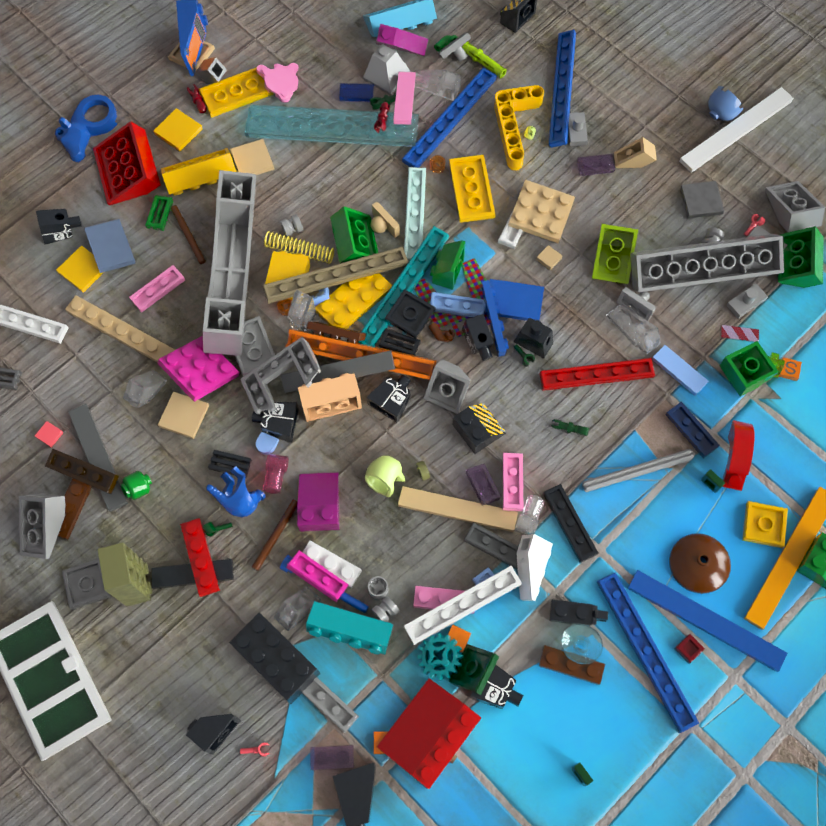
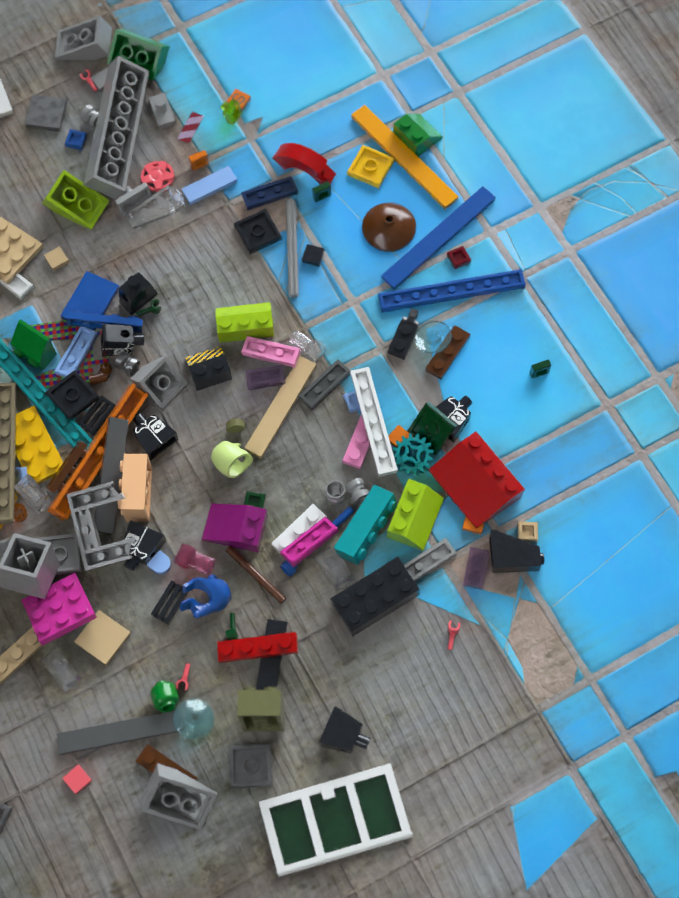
camera: 75 degrees left, 0 degrees up
(82, 471) = (132, 747): dark brown plate -> none
(130, 663) = (343, 733): none -> black torso
(131, 520) = (193, 728): none -> clear light blue dish
(156, 499) = (184, 678): none -> coral hand
(212, 731) = (429, 665): black slope -> none
(349, 512) = (255, 499): none -> dark green tile
(374, 677) = (415, 515): none -> lime slope
(388, 805) = (528, 531): none -> tan tile
(458, 352) = (128, 364): none -> flat silver wheel
(531, 564) = (352, 356): white slope -> none
(538, 446) = (241, 321): none -> lime slope
(569, 427) = (234, 290): dark green piece -> none
(570, 523) = (322, 317): black tile -> none
(597, 374) = (189, 254): red tile -> none
(637, 493) = (313, 255): none -> black tile
(645, 431) = (257, 231): none -> black tile
(672, 318) = (157, 175): none -> coral wheel
(683, 234) = (76, 139): none -> blue tile
(703, 351) = (198, 160): none -> orange tile
(748, 368) = (229, 129): green slope -> none

